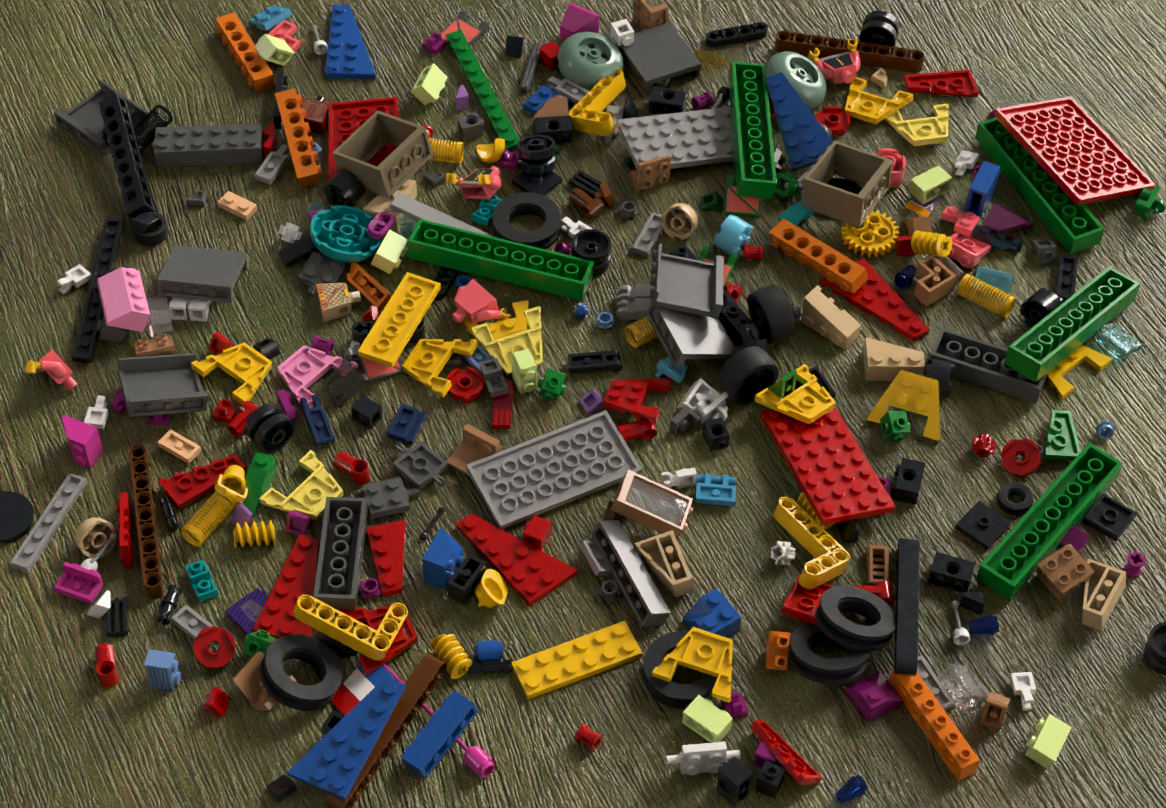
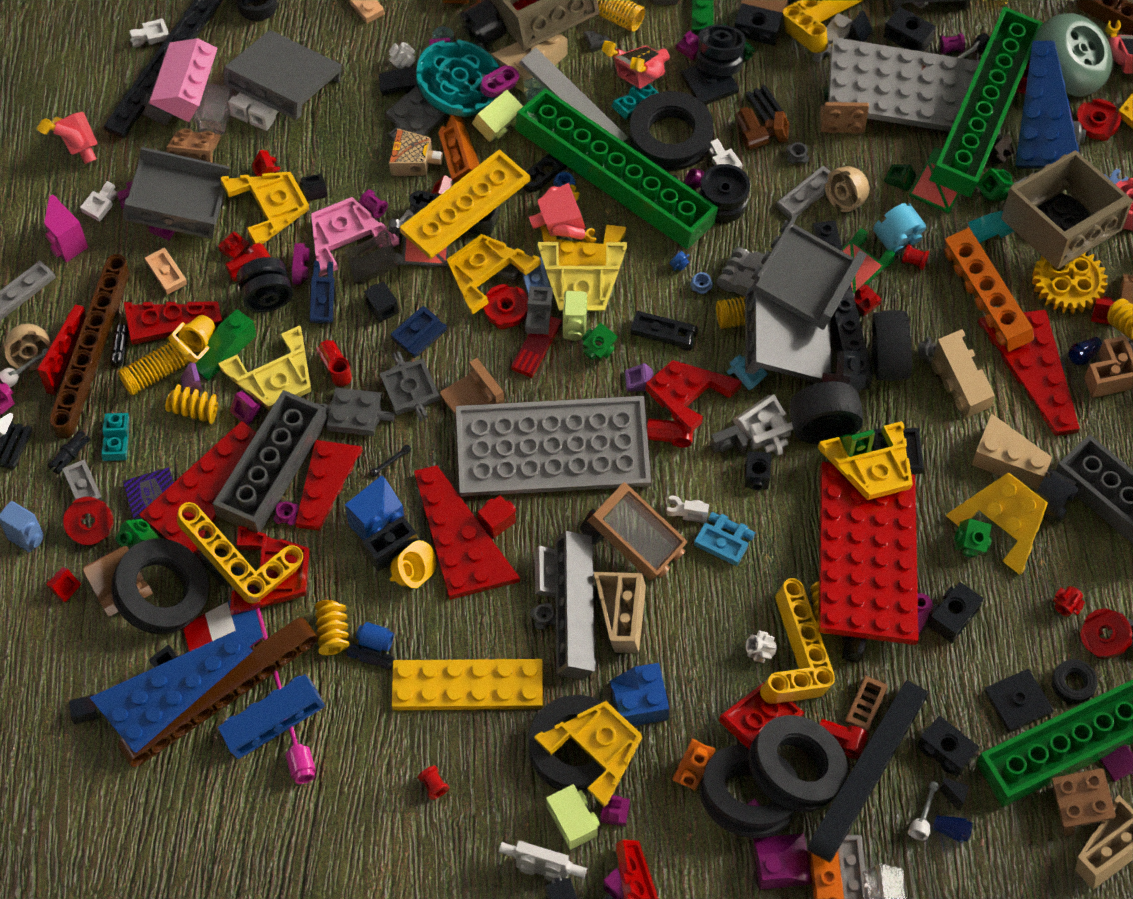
camera: 25 degrees right, 10 degrees up
(491, 152) = (672, 28): yellow helmet -> none

